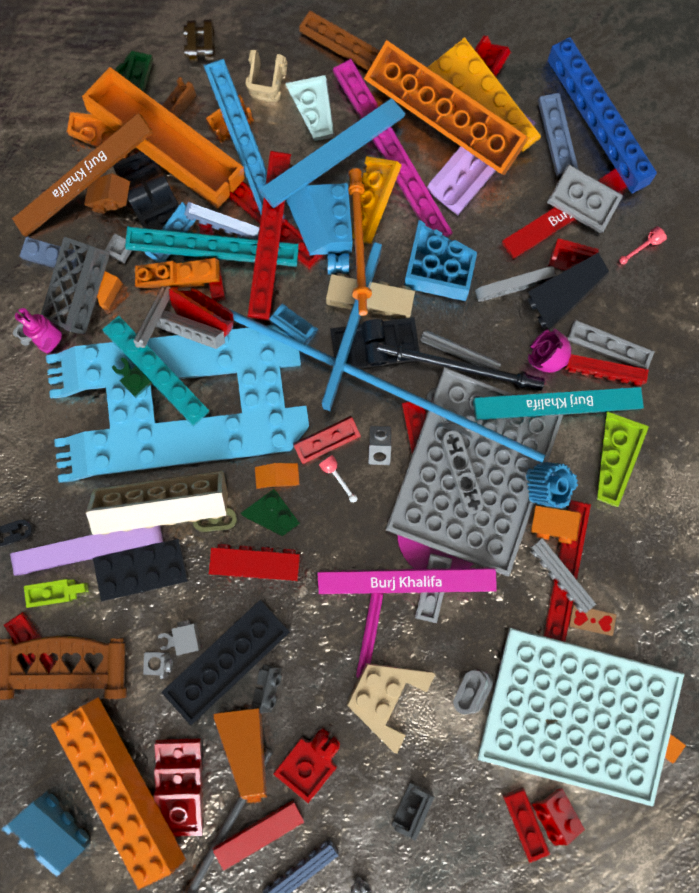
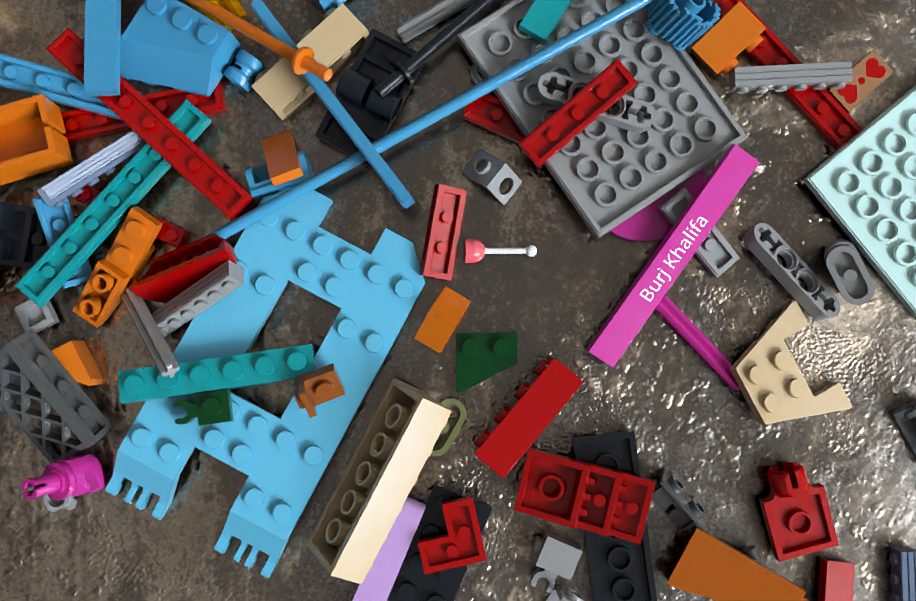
camera: 50 degrees left, 5 degrees up
(154, 577) = (460, 545): none -> red plate
(186, 431) = (318, 387): none -> dark orange bracket
(231, 629) = (584, 495): none -> red slope
(303, 319) = (281, 158): none -> orange tile
(446, 466) = (578, 113): none -> red tile
(453, 660) = (794, 268): none -> light grey beam

